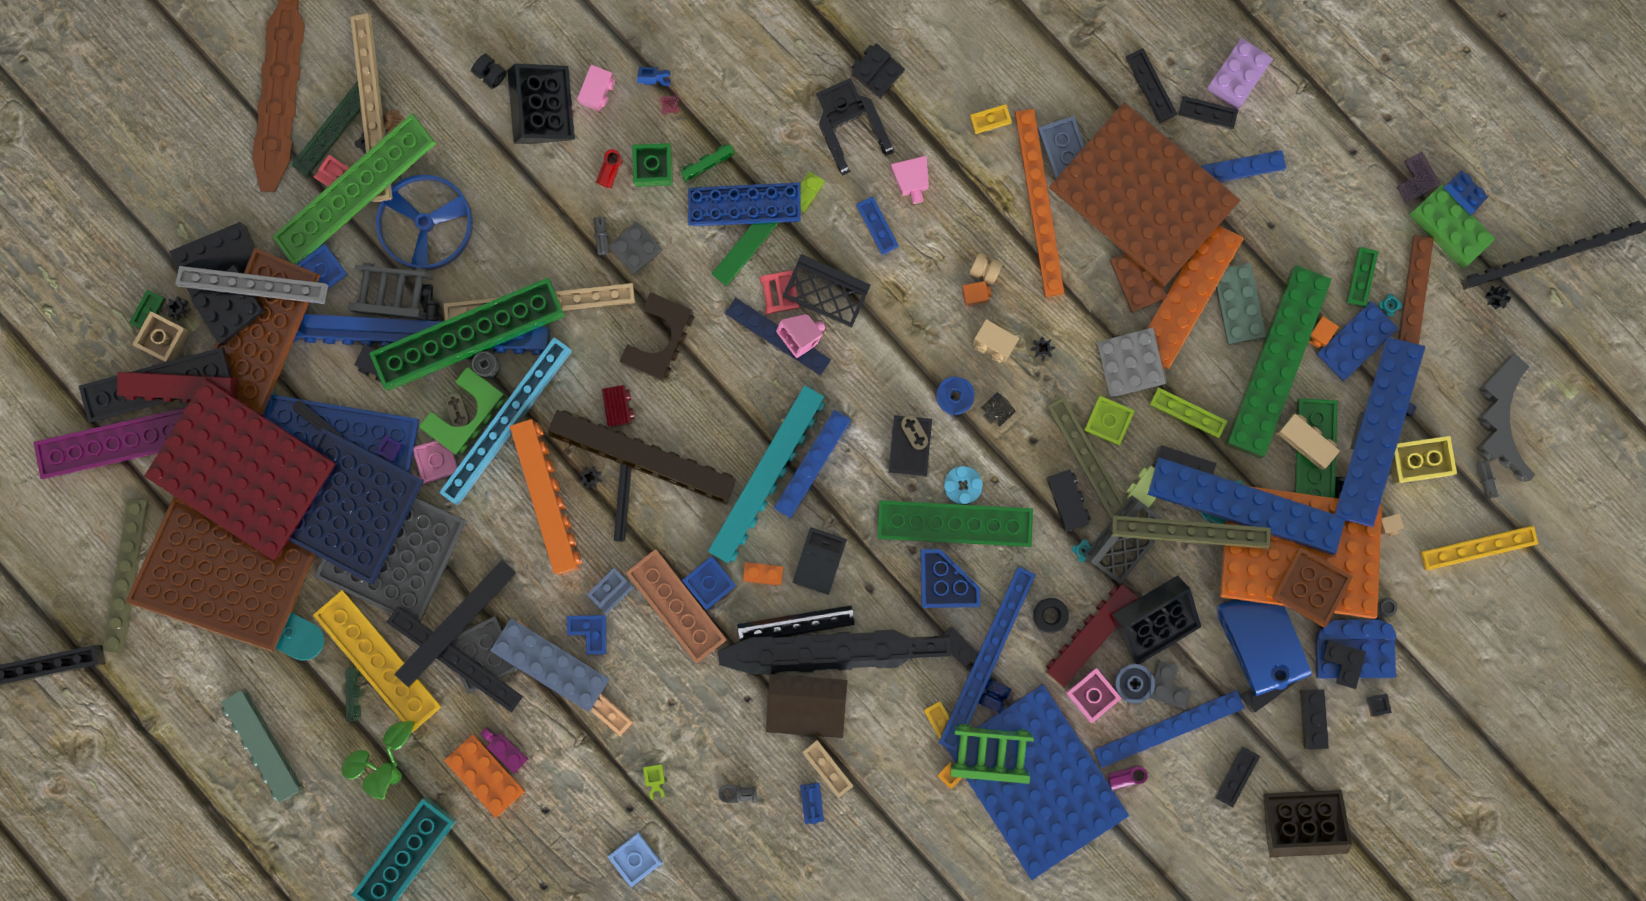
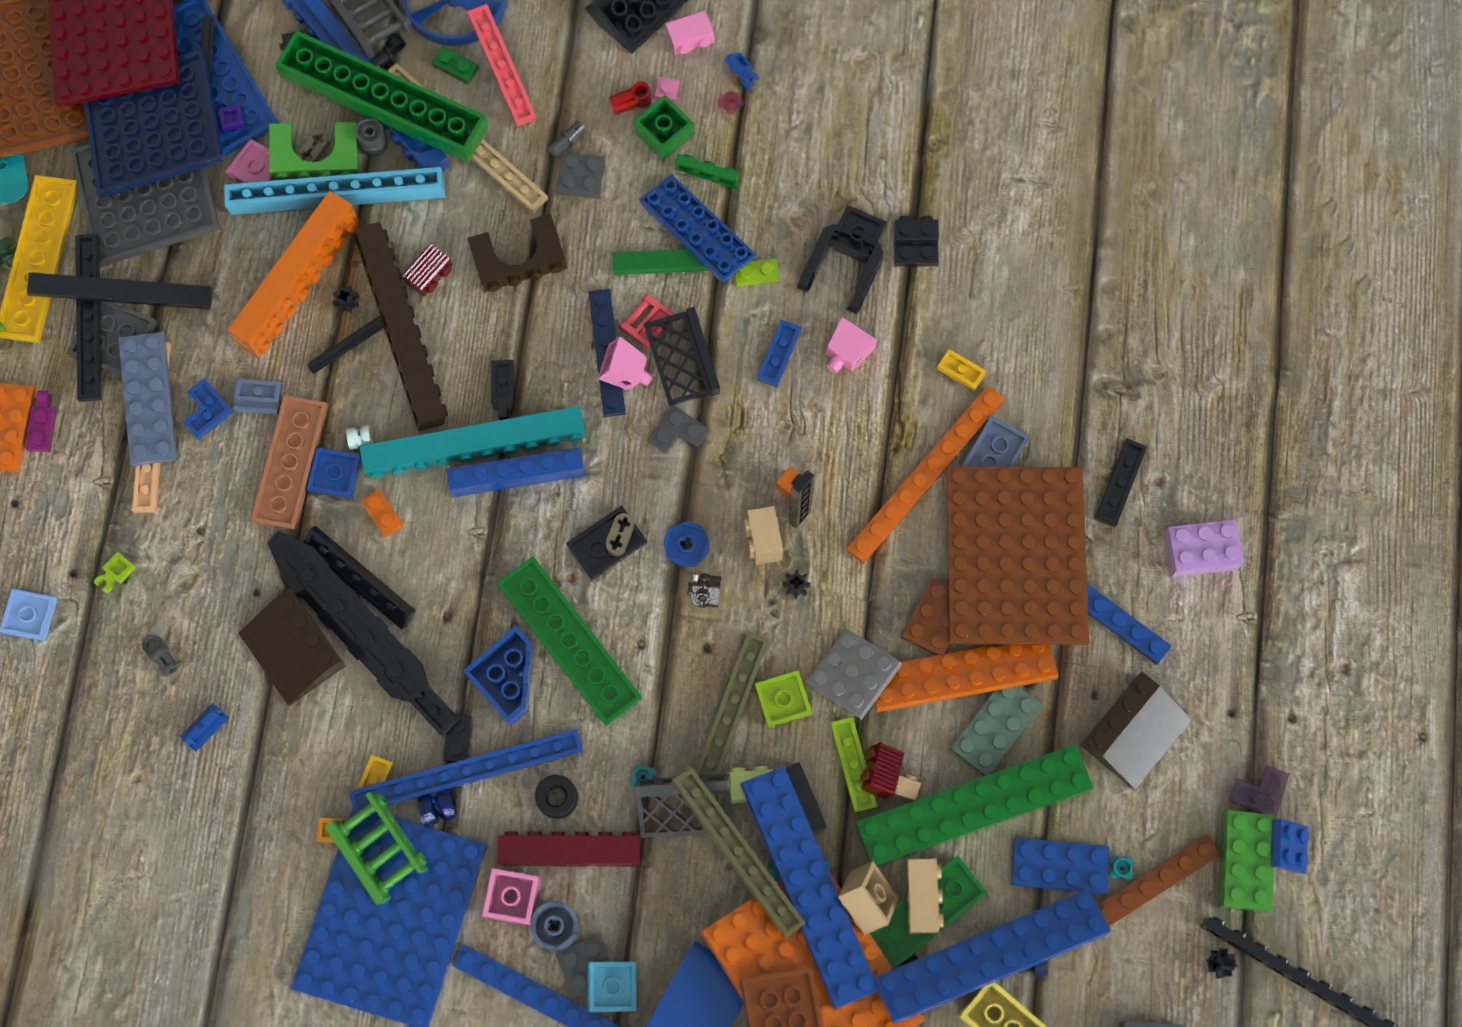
camera: 45 degrees right, 10 degrees down
(477, 265) = (455, 65): none -> green plate
(509, 234) = (502, 65): none -> coral plate
(623, 139) = (667, 87): none -> bright pink plate
(698, 546) = (359, 437): none -> light aqua wheel
(744, 424) = (502, 386): none -> black hinge
(819, 560) = (434, 549): black slope -> none
(827, 769) = (247, 714): tan plate -> none
(868, 333) = (677, 425): none -> dark grey plate
(952, 487) = (620, 628): medium azure plate -> none
(986, 268) = (824, 474): tan wheel -> none
(1002, 299) = (801, 498): none -> black plate
(1068, 500) = (677, 723): black brick -> none
(1125, 777) = (460, 996): magenta piece -> none
(1157, 619) = (632, 897): black slope -> none
(1199, 679) = (611, 986): none -> medium azure plate
(1208, 112) = (1144, 552): black tile -> none
(1209, 398) = (882, 770): none -> dark red brick
(1231, 392) = (907, 788): none -> tan plate
(1282, 475) = (868, 898): none -> tan brick
(1315, 220) = (1136, 730): none -> slope
(1322, 332) = (1037, 824): orange brick -> none
(1362, 277) = (1123, 818): green plate -> none

